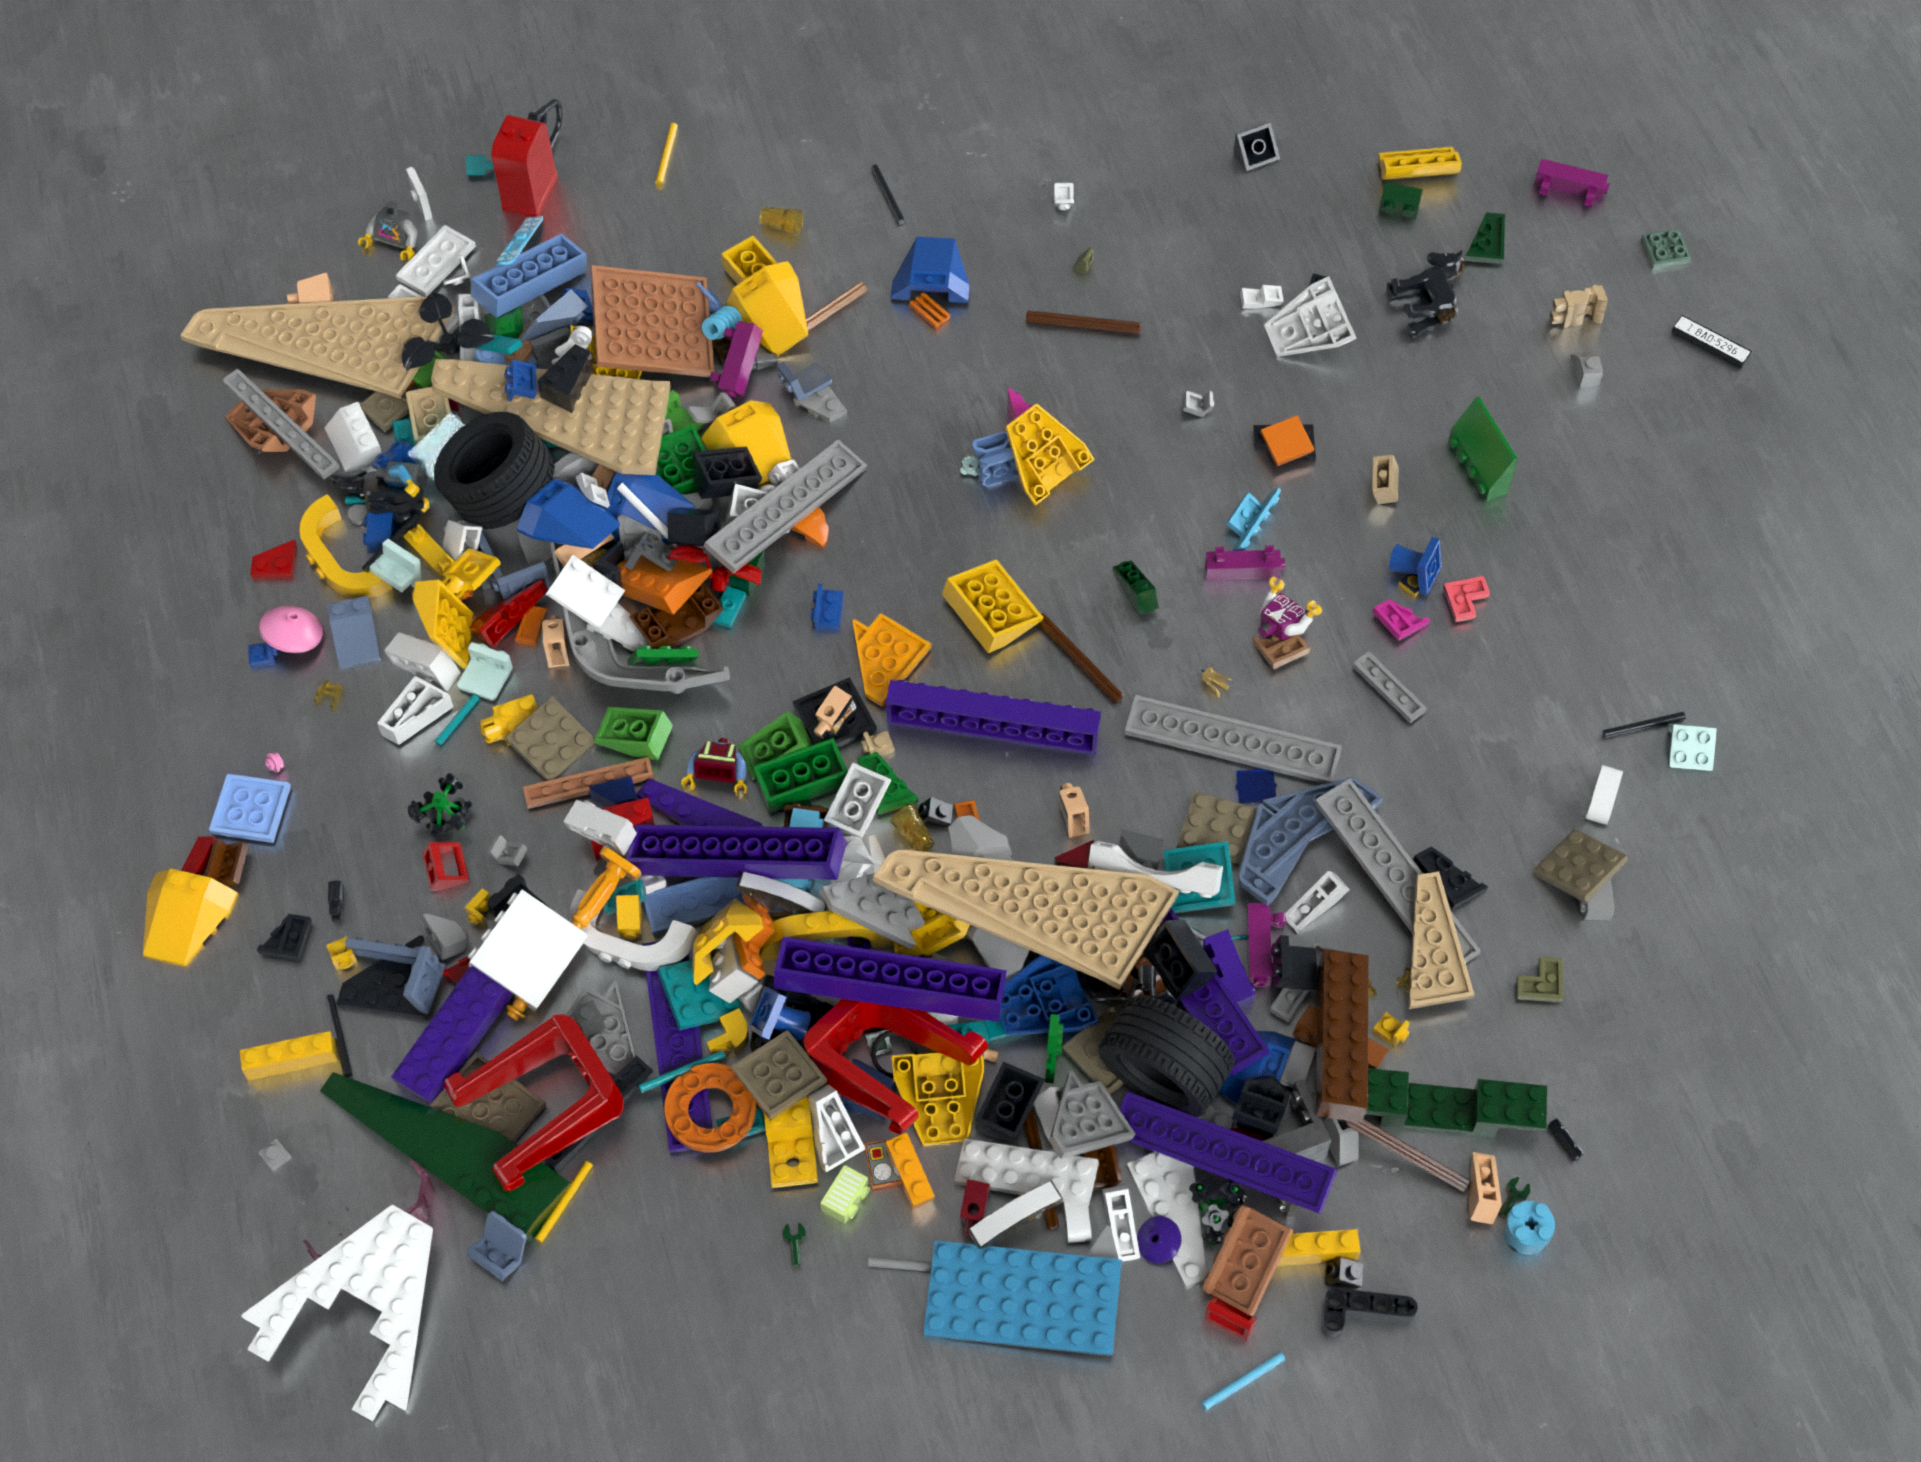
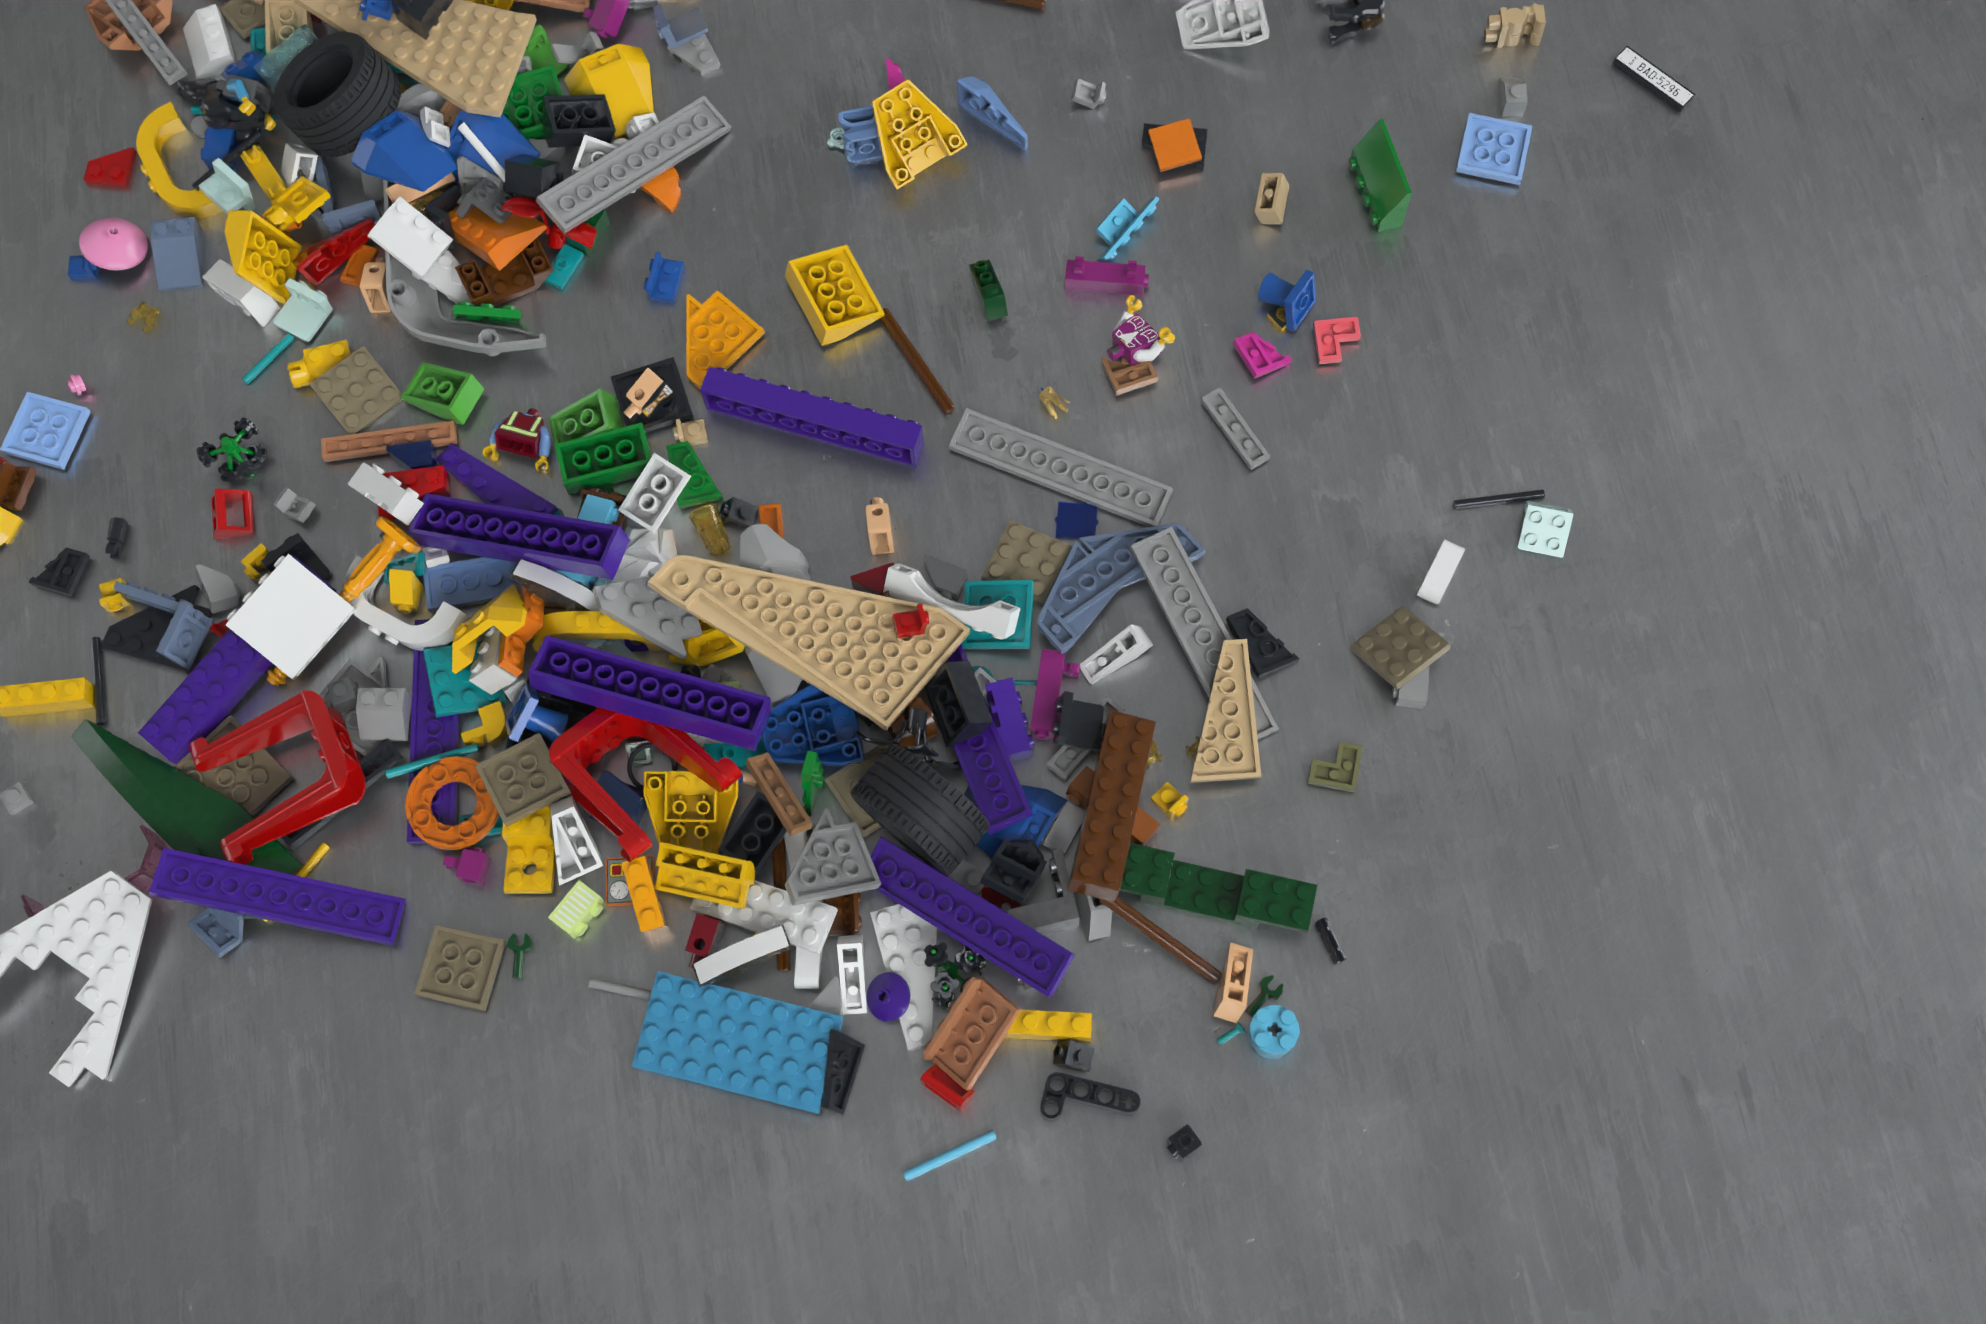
camera: 10 degrees right, 10 degrees up
(413, 710) = (222, 345): white wedge -> none
(557, 1212) = (277, 896): none -> dark purple plate
(628, 1032) = (383, 714): none -> light grey slope
(735, 1167) = (471, 866): none -> magenta brick
(740, 1262) = (460, 968): none -> dark tan plate
(965, 1144) = (704, 875): none -> yellow brick
(1025, 1061) = (779, 794): none -> medium nougat plate
(1102, 422) = (983, 103): none -> medium blue wedge
(1124, 889) = (911, 622): none -> red bracket
(1127, 1311) = (841, 1068): none -> black wing
(1464, 1340) = (1183, 1143): none -> black bracket
(1495, 1230) = (1230, 1034): none -> teal piece
(1579, 416) = (1494, 148): none -> light blue plate

